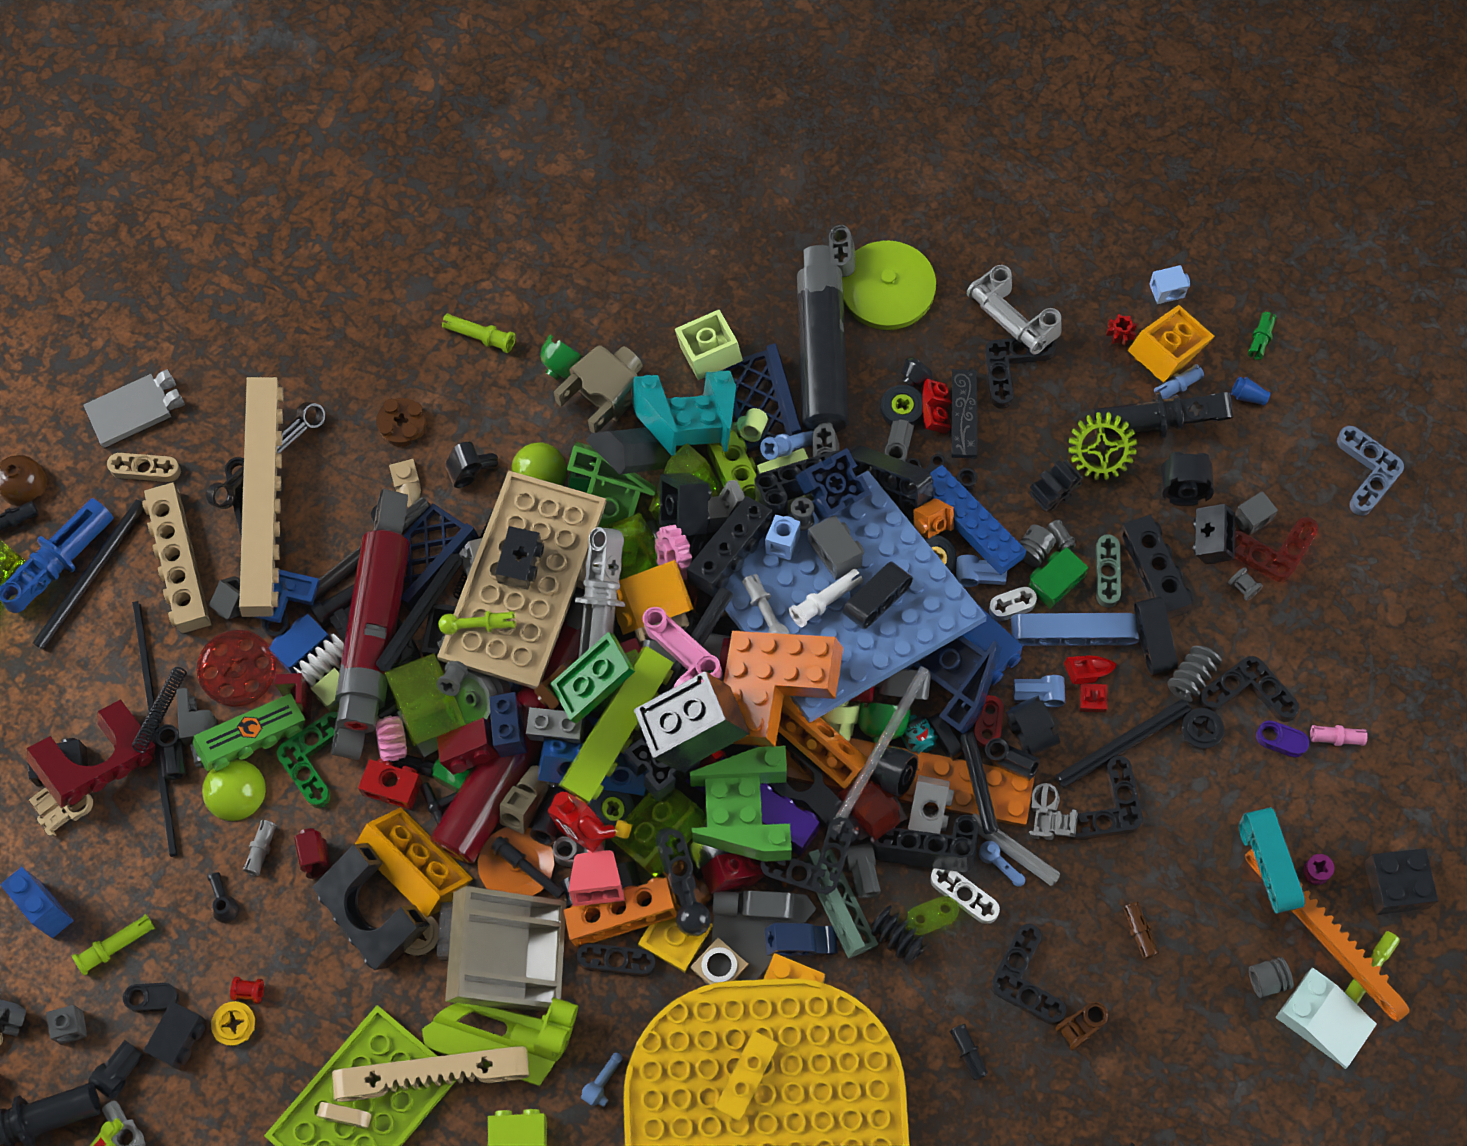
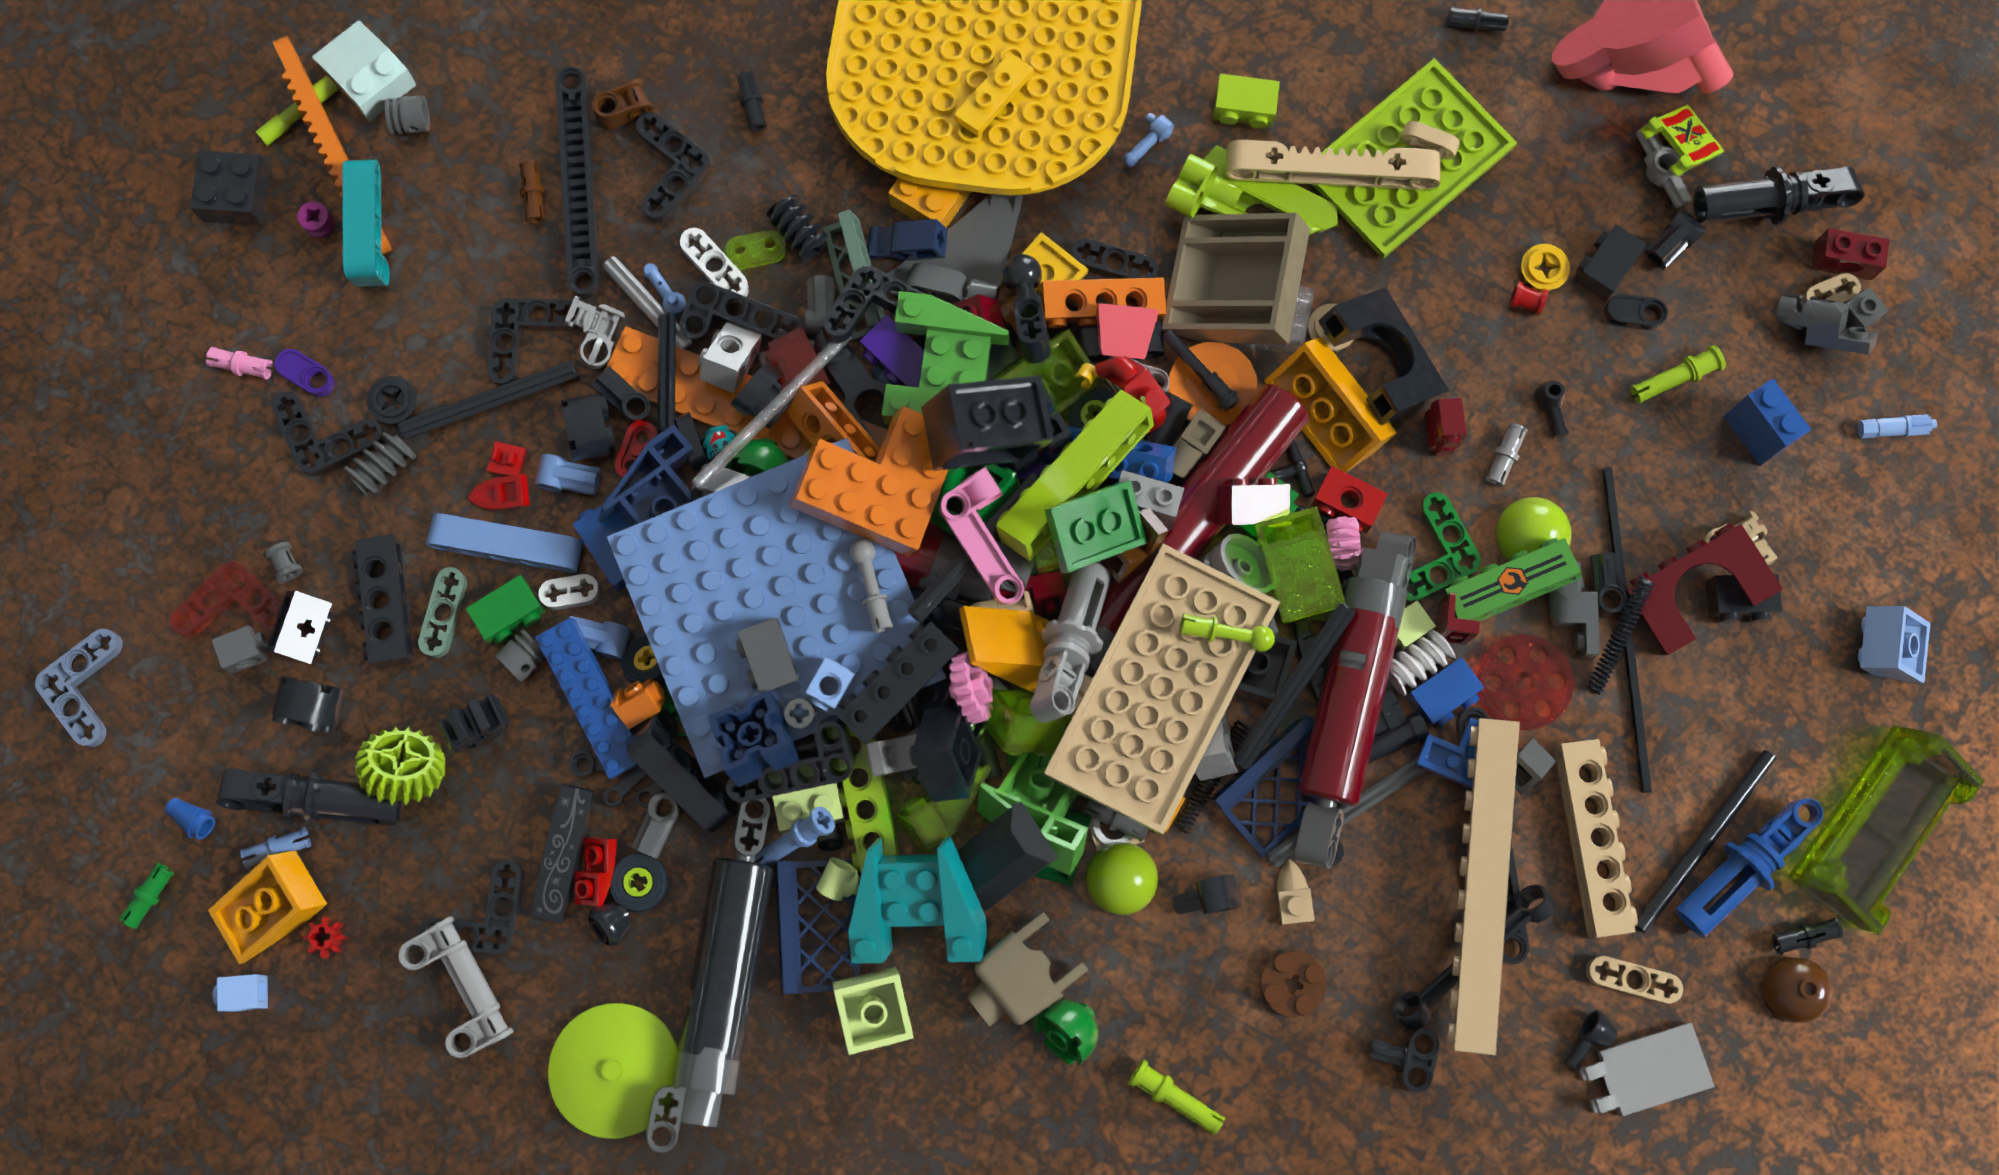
camera: 175 degrees left, 10 degrees up
(66, 1024) = (1730, 293): dark grey brick -> none
(173, 426) = (1594, 1031): none -> black bar
(309, 383) = (1408, 1057): none -> black beam
(450, 682) = (1264, 573): dark grey bush -> none
(507, 724) = (1204, 511): dark blue brick -> none
(518, 544) = (1164, 721): black brick -> none
(719, 946) = (1000, 251): piece -> none
(816, 603) = (806, 581): white pin -> none
(877, 595) = (731, 577): black beam -> none
(1061, 535) = (486, 665): dark grey pin -> none
(1103, 947) = (577, 182): none -> black gear
(1155, 635) = (411, 510): black beam -> none

